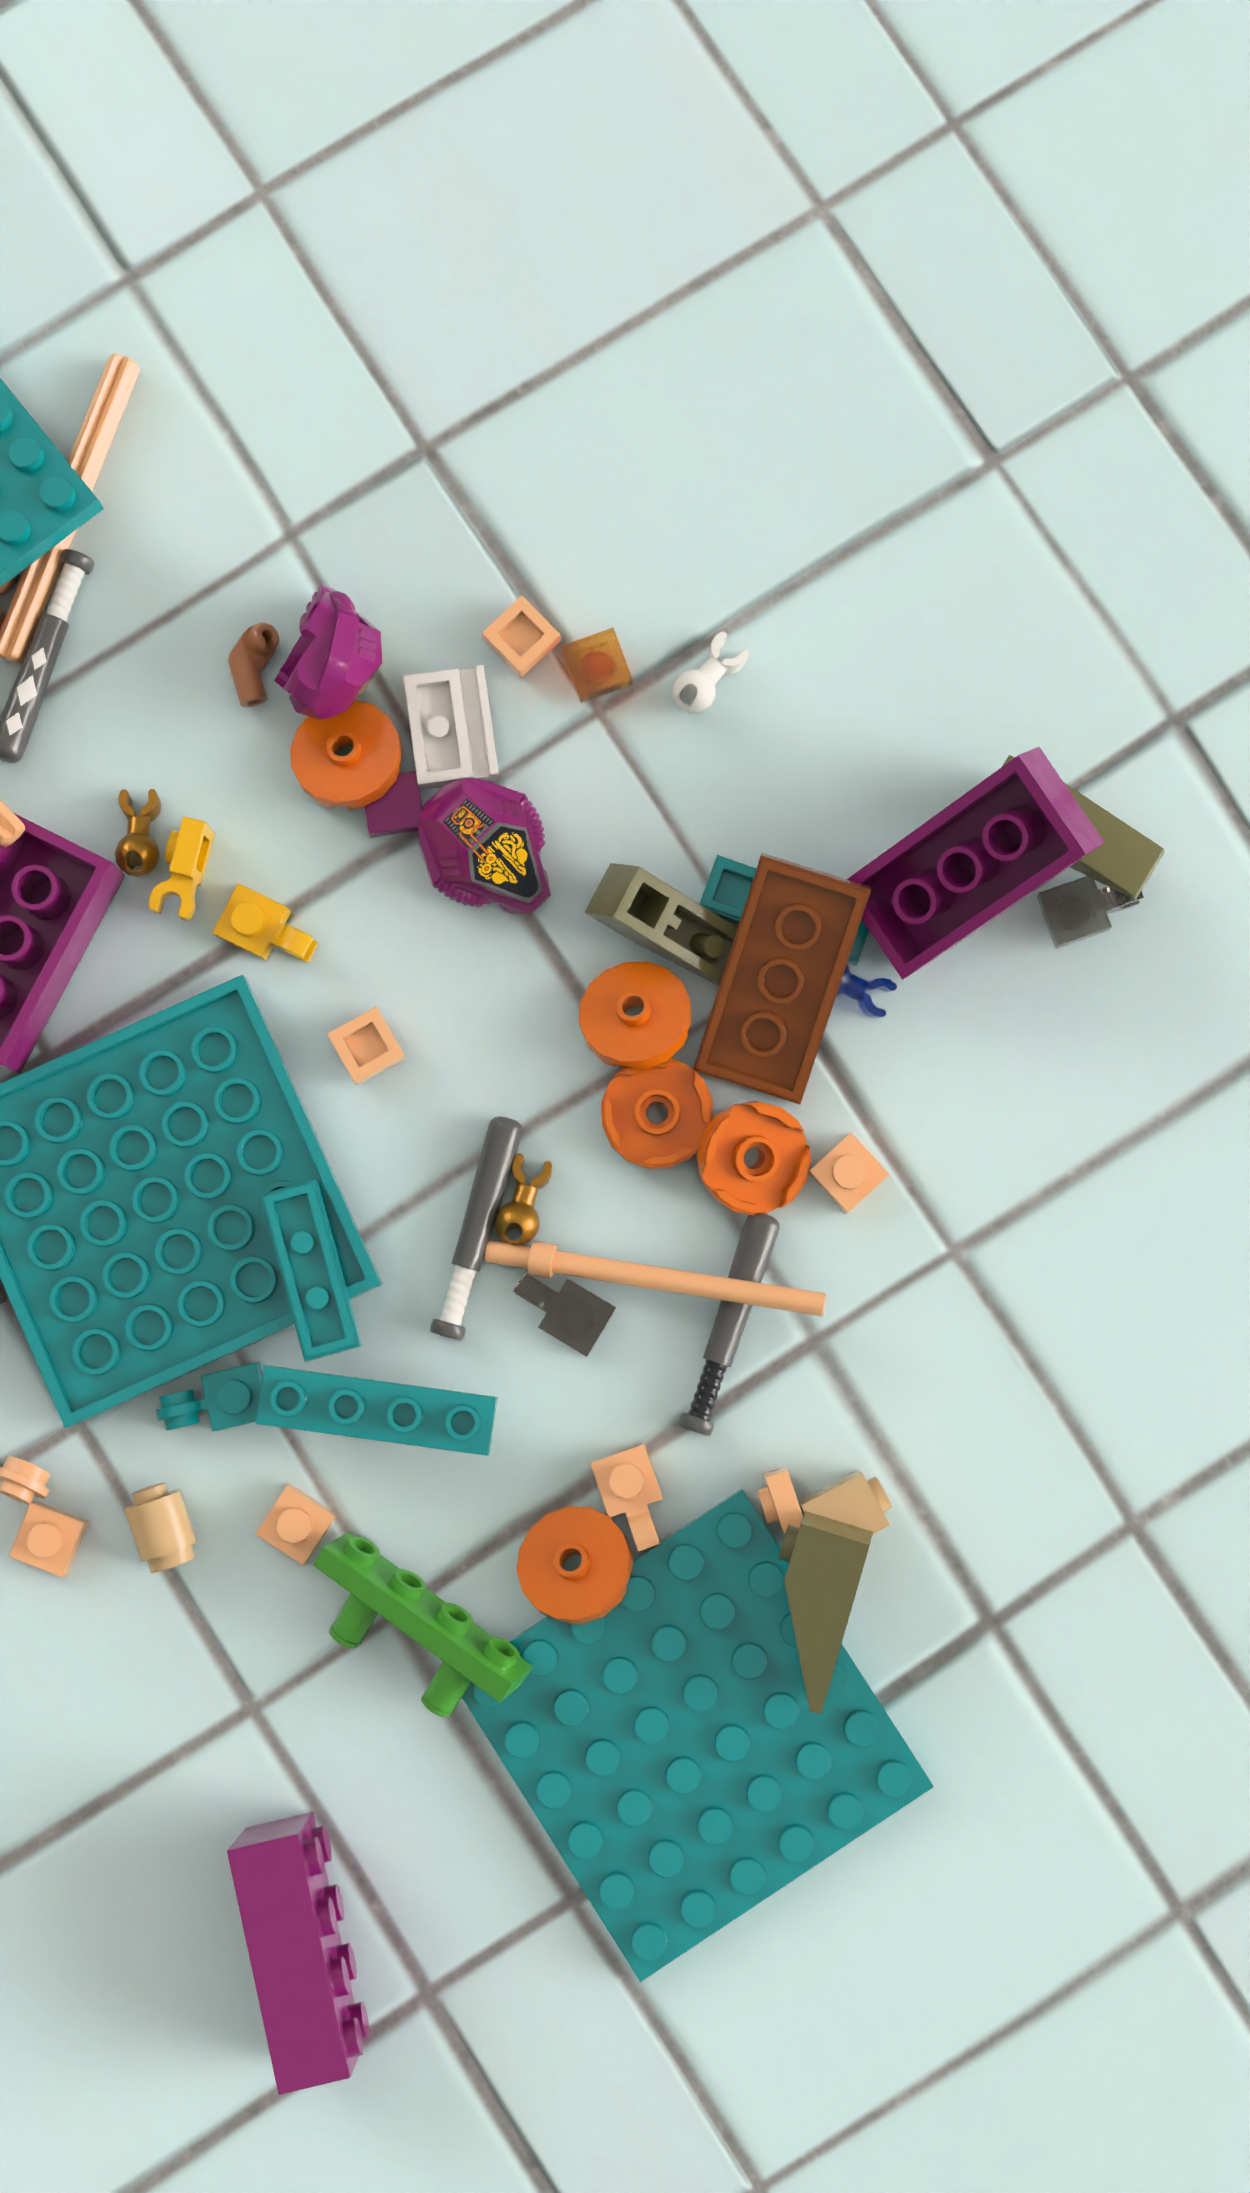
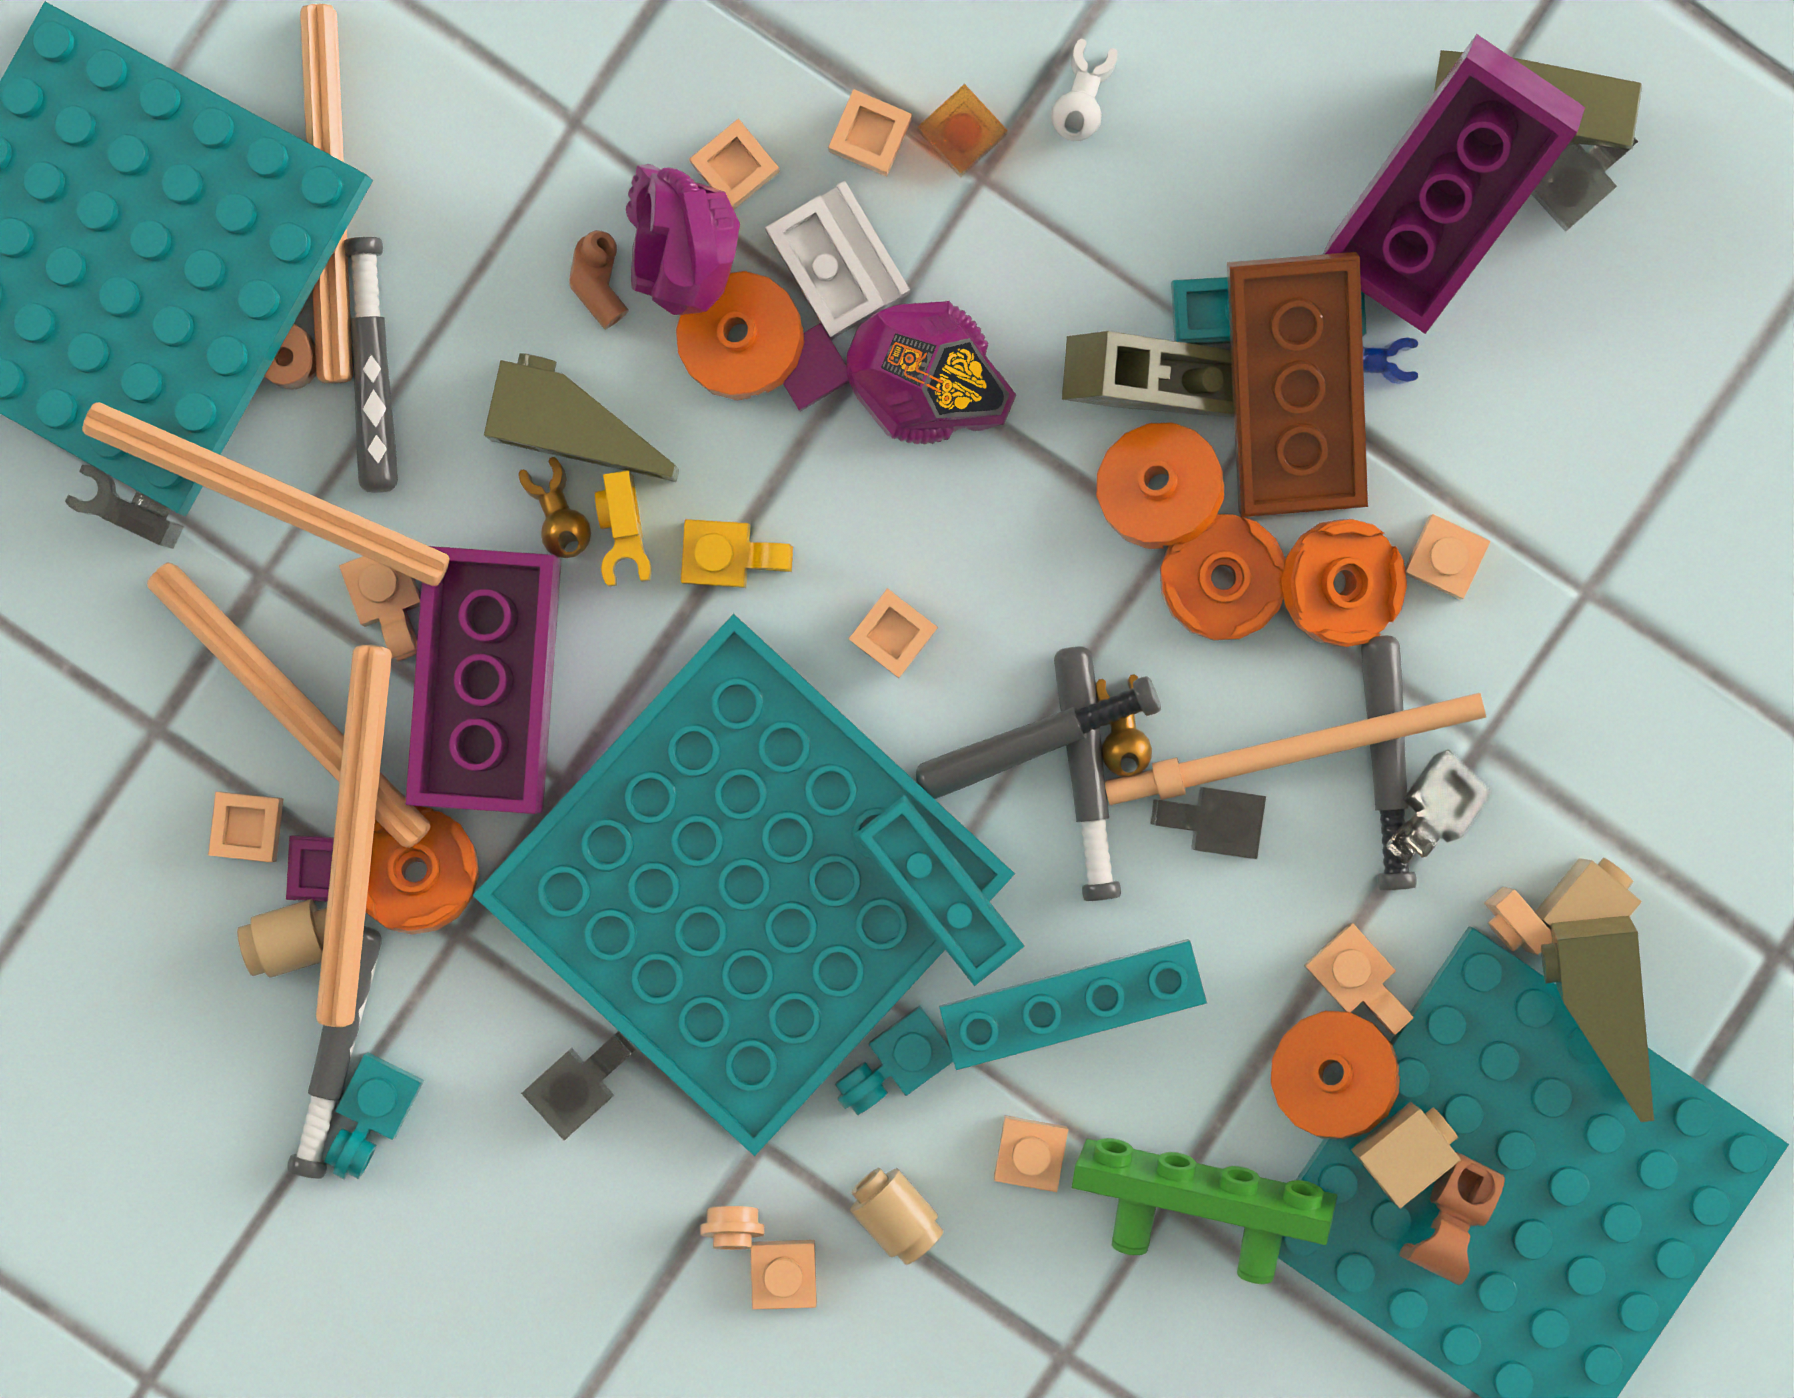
camera: 30 degrees left, 5 degrees up
(167, 755) = (554, 416): none -> olive slope
(401, 617) = (735, 163): none -> light nougat plate
(412, 1179) = (1012, 748): none -> dark grey piece
(605, 1655) = (1408, 1152): none -> tan brick
(636, 1716) = (1465, 1199): none -> nougat leg
(760, 1375) = (1445, 805): none -> clear smoke plate

